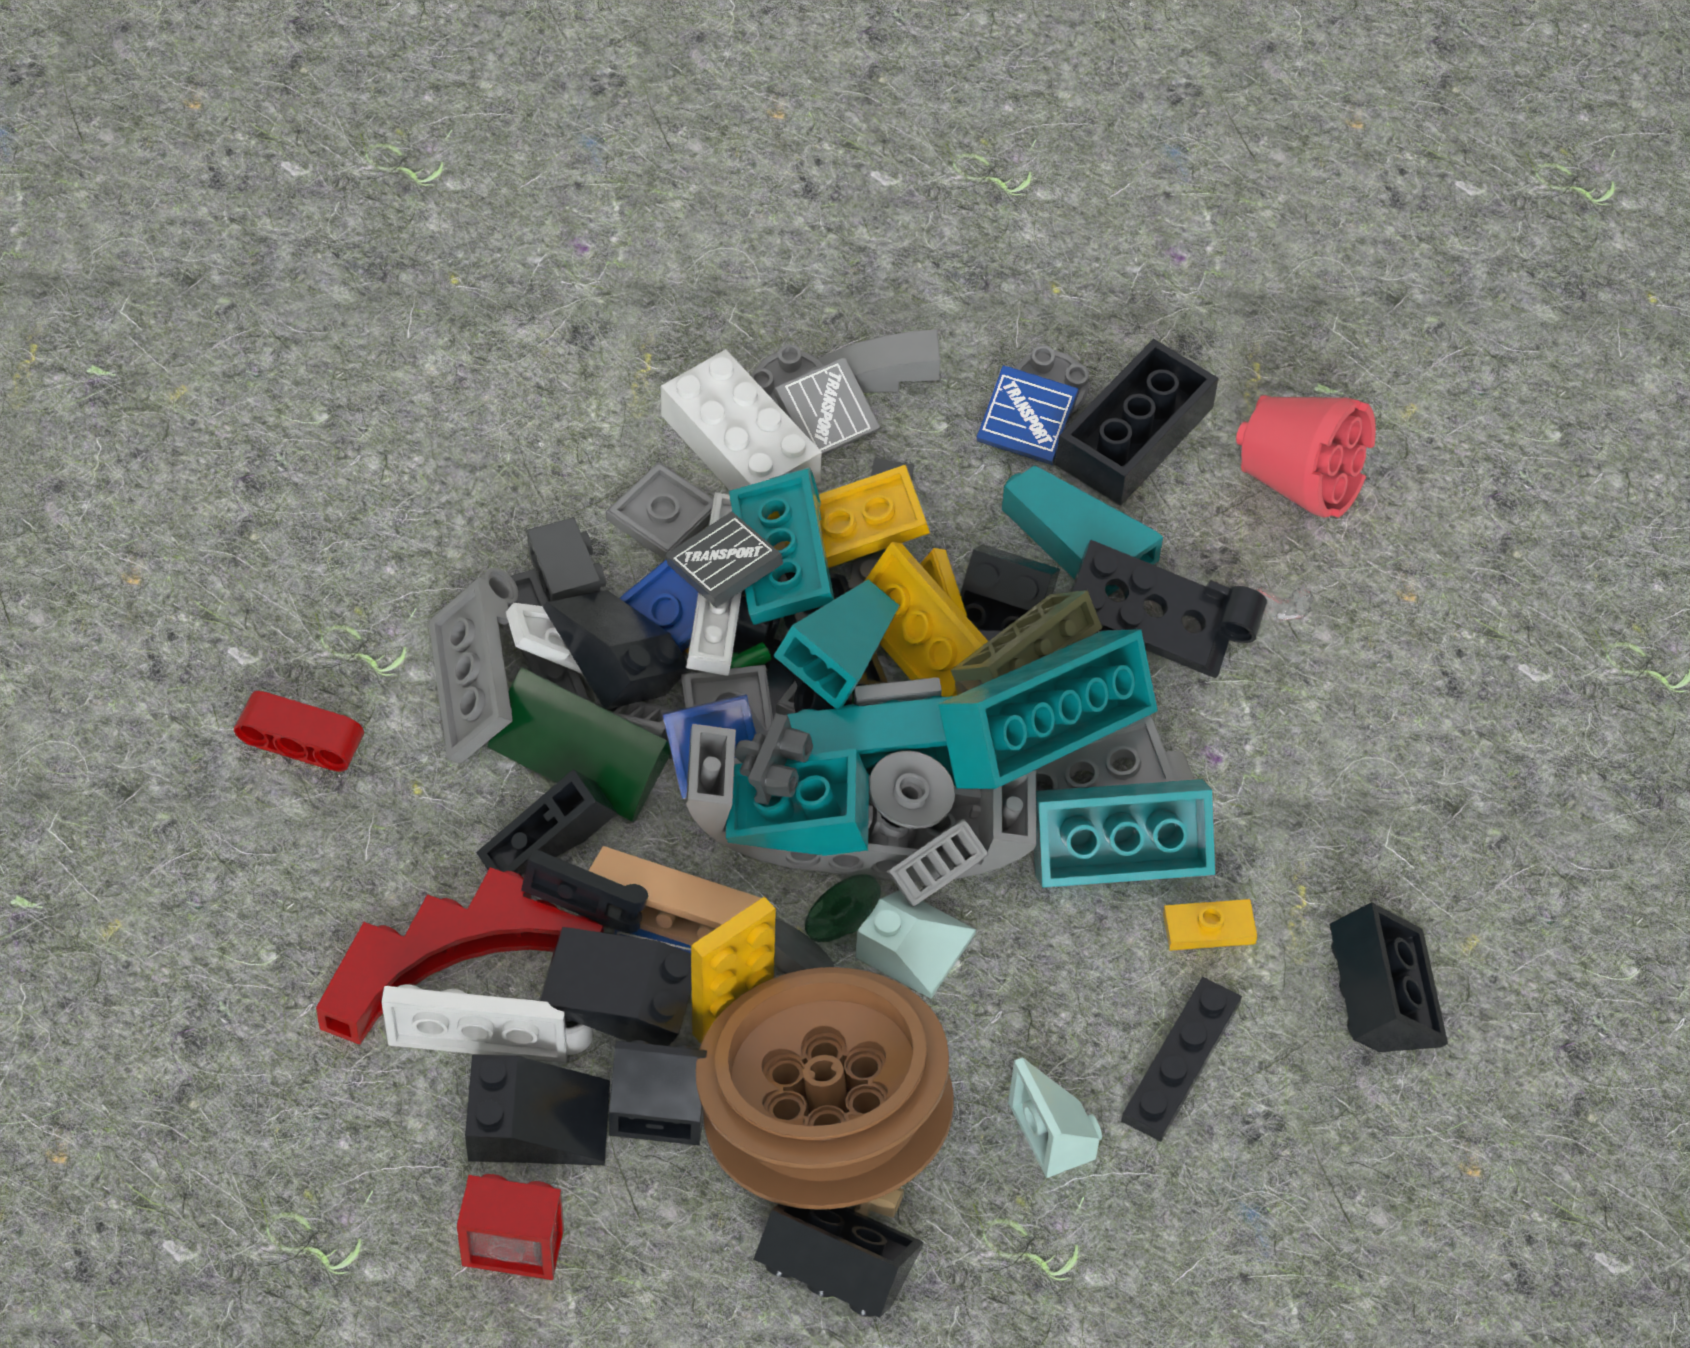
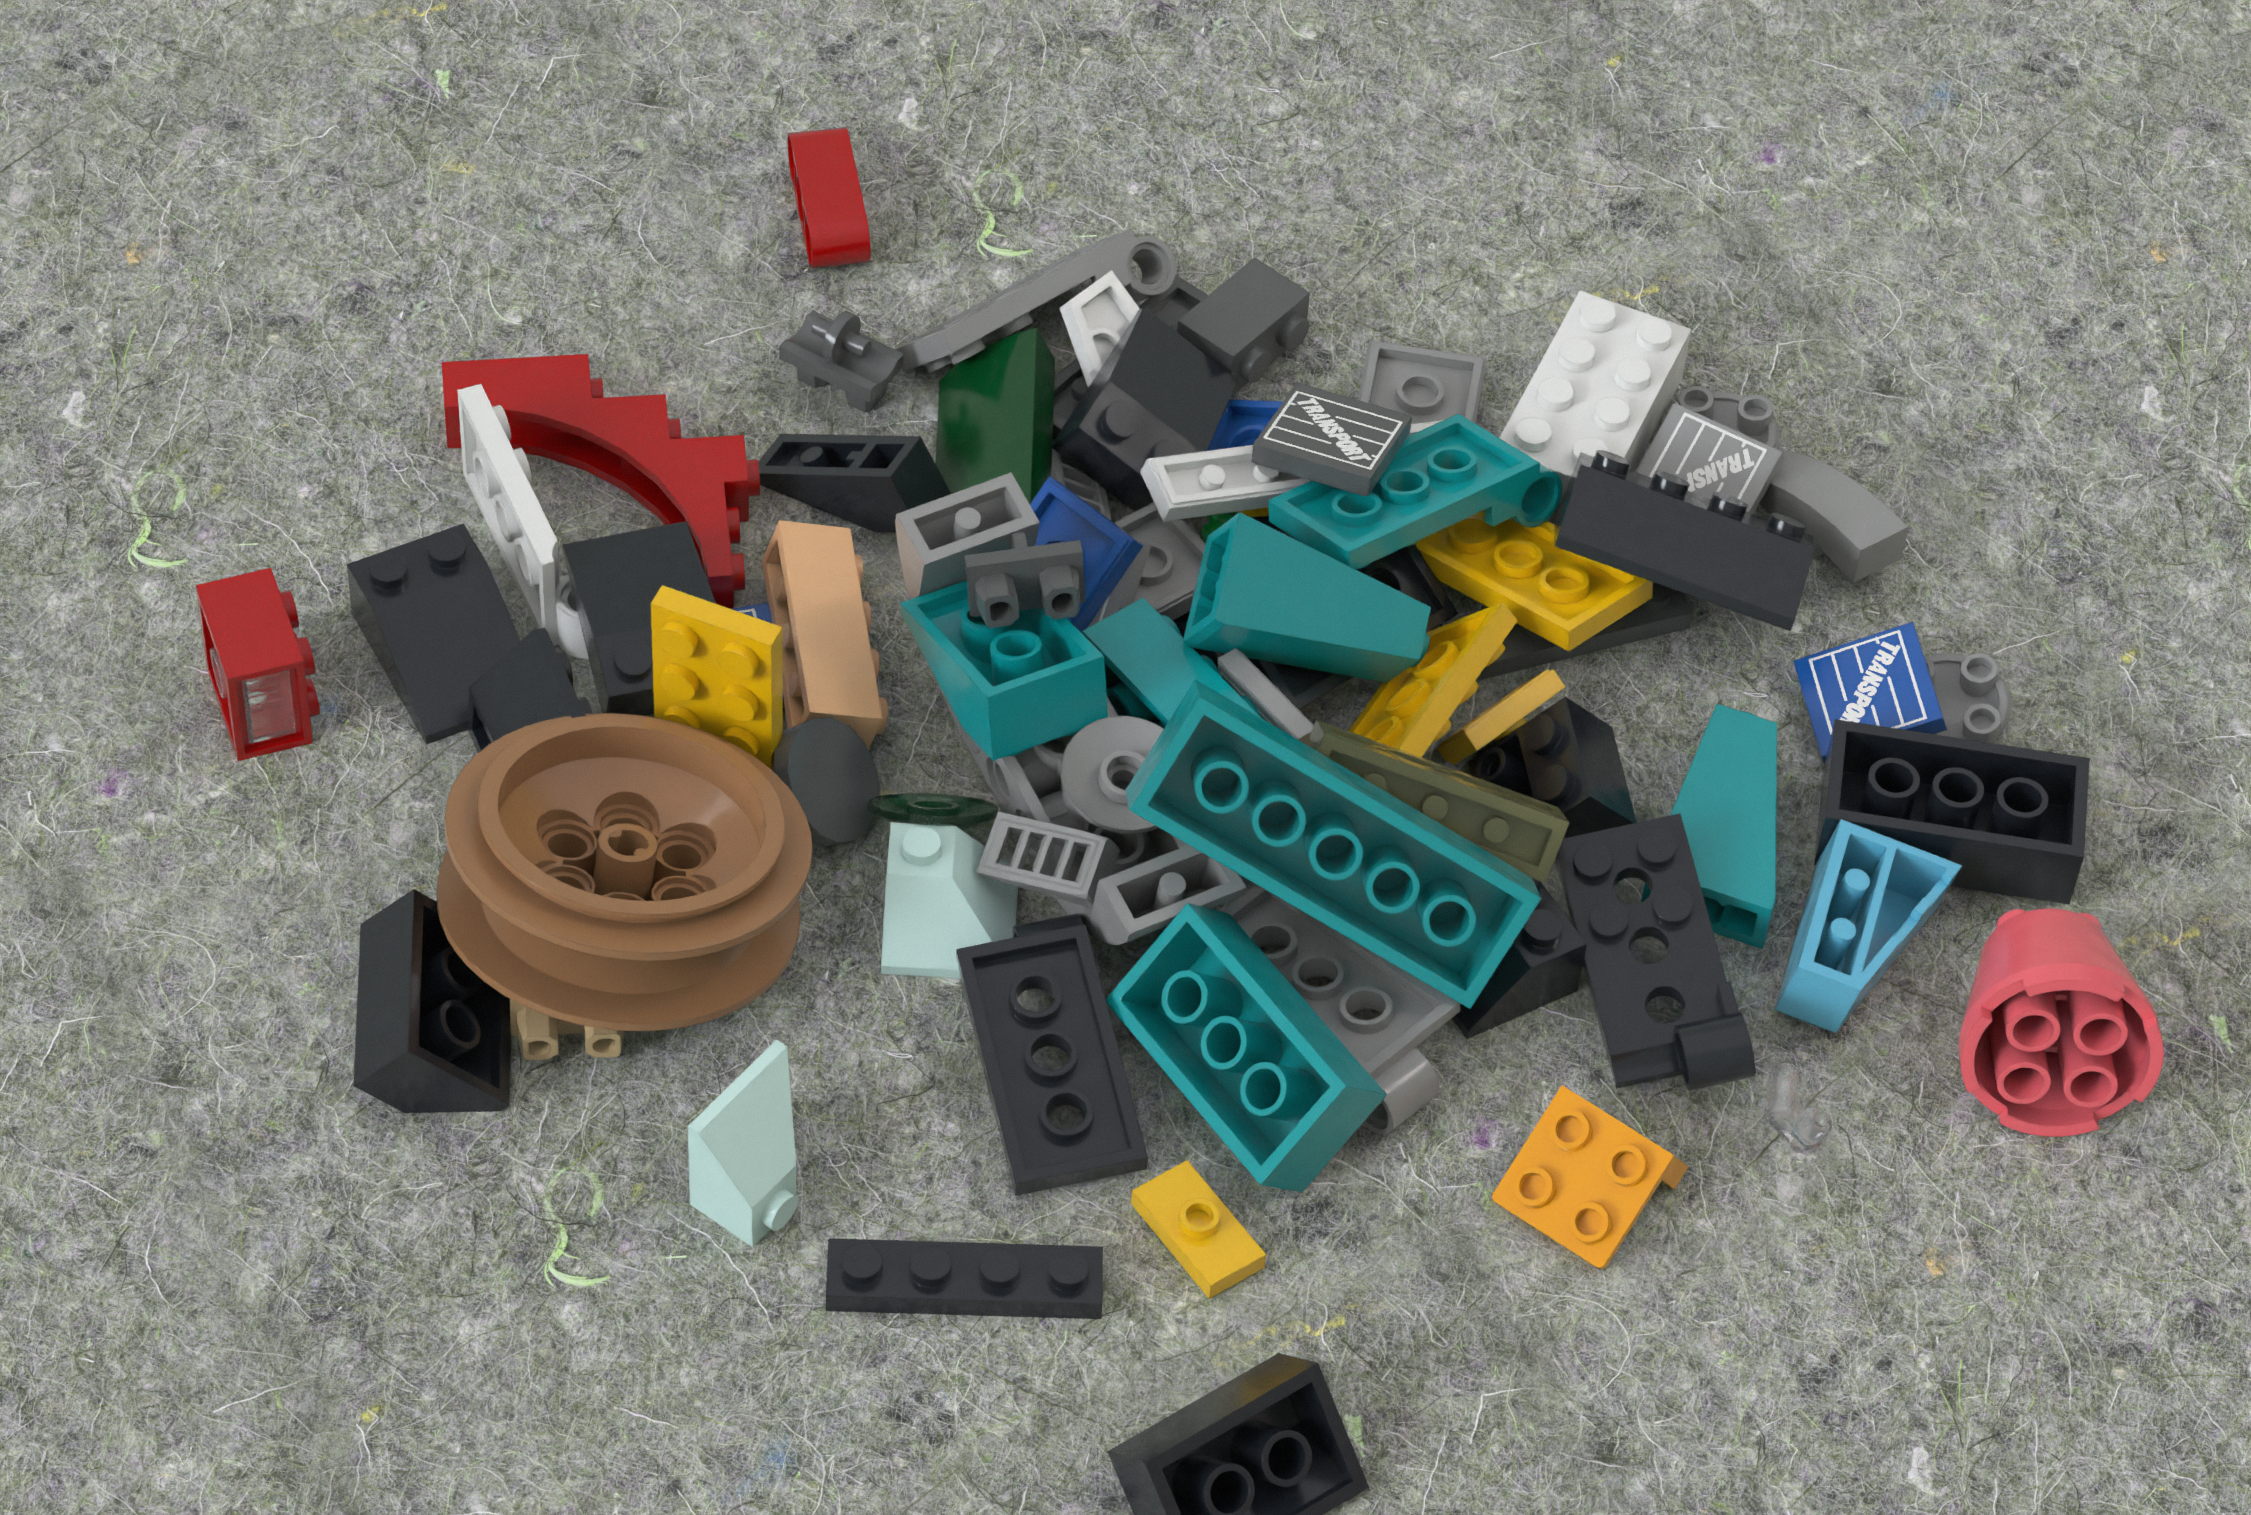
camera: 60 degrees right, 5 degrees down
(448, 786) = (842, 356): none -> dark grey hips
(585, 892) = (758, 529): black plate -> none
(886, 436) = (1685, 538): none -> black slope
(994, 896) = (1061, 961): none -> black hinge
(1187, 506) = (1857, 920): none -> medium azure wedge
(1282, 720) = (1585, 1178): none -> light orange bracket

